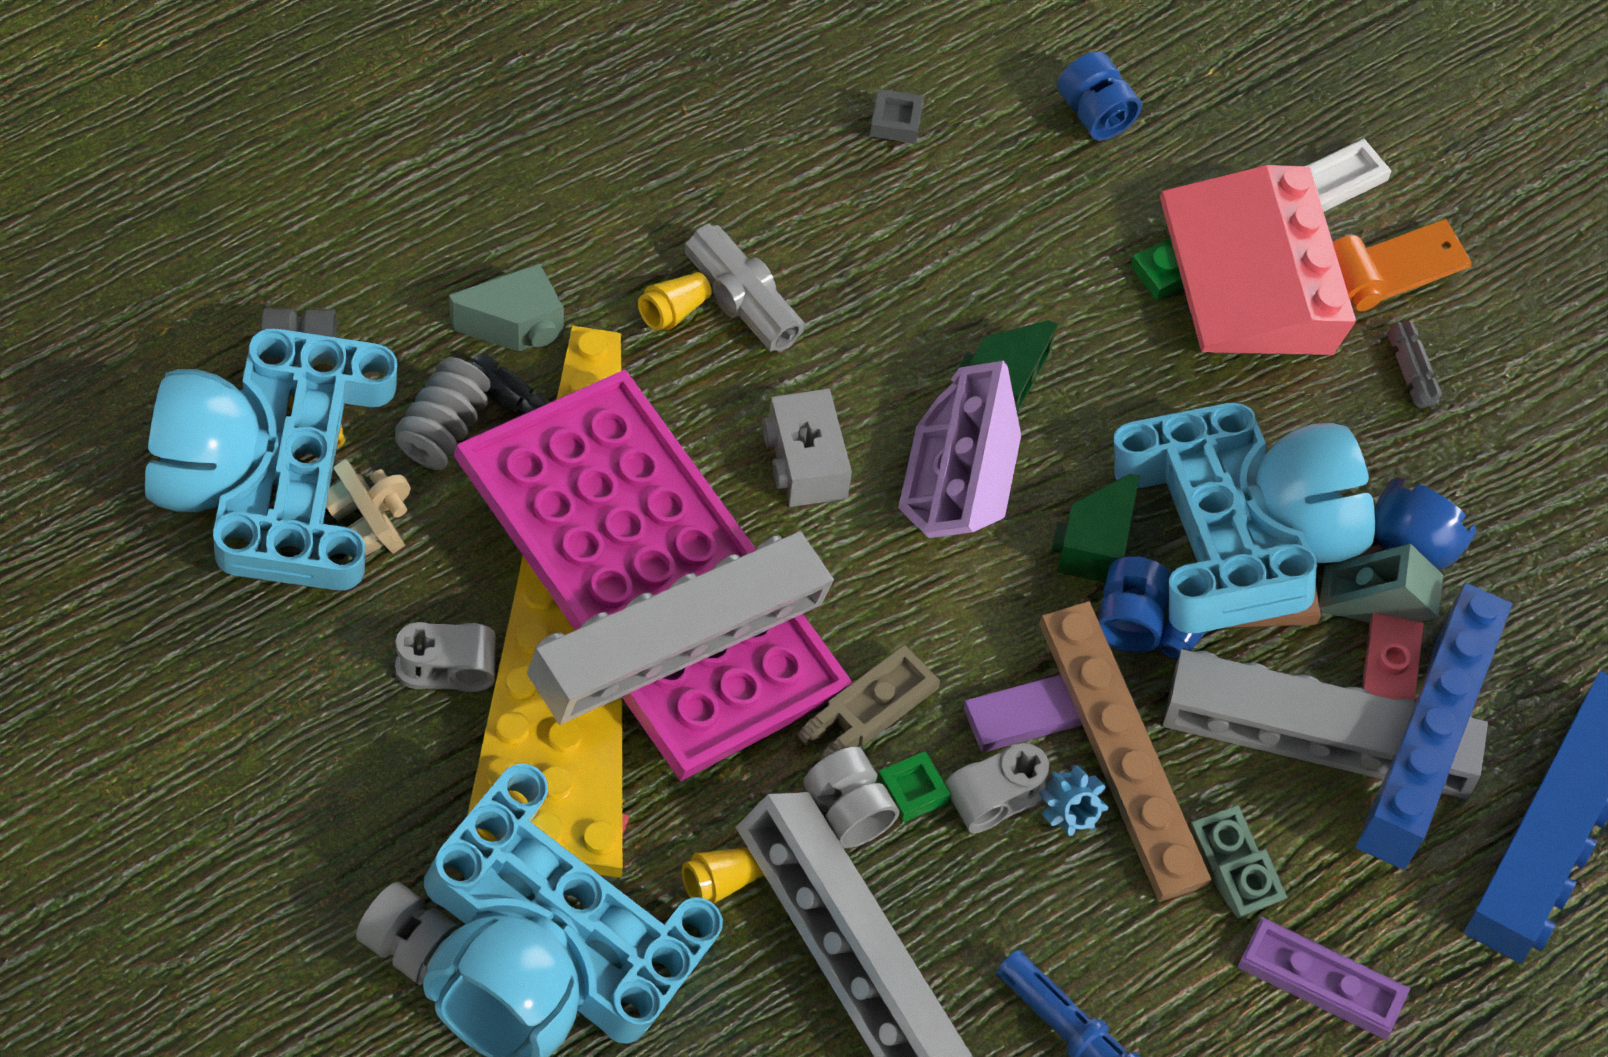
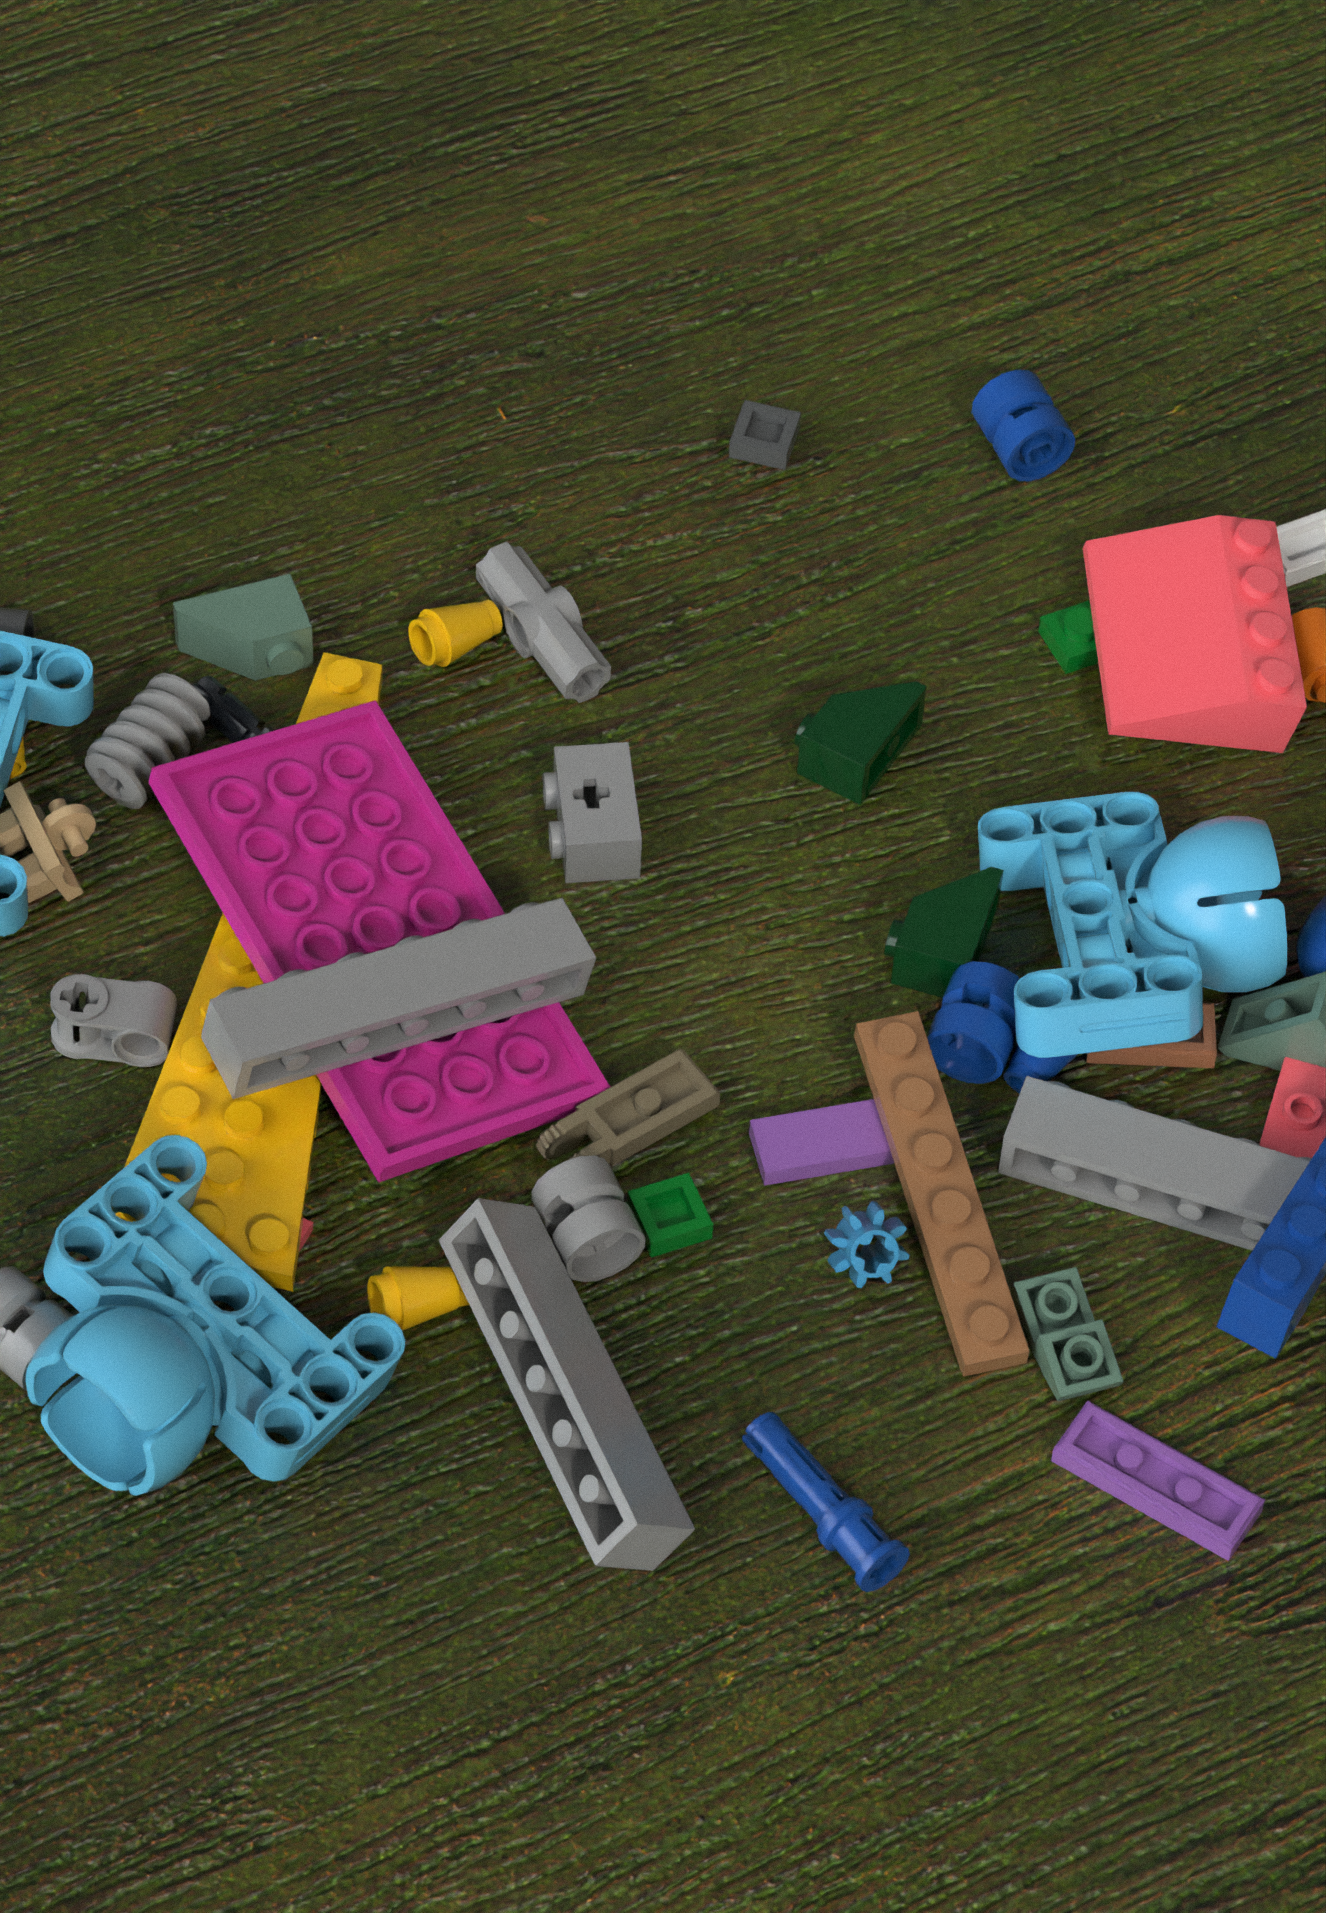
camera: 10 degrees right, 5 degrees down
(964, 454) = (790, 830): lavender wedge -> none
(998, 786) = (770, 1226): light grey piece -> none

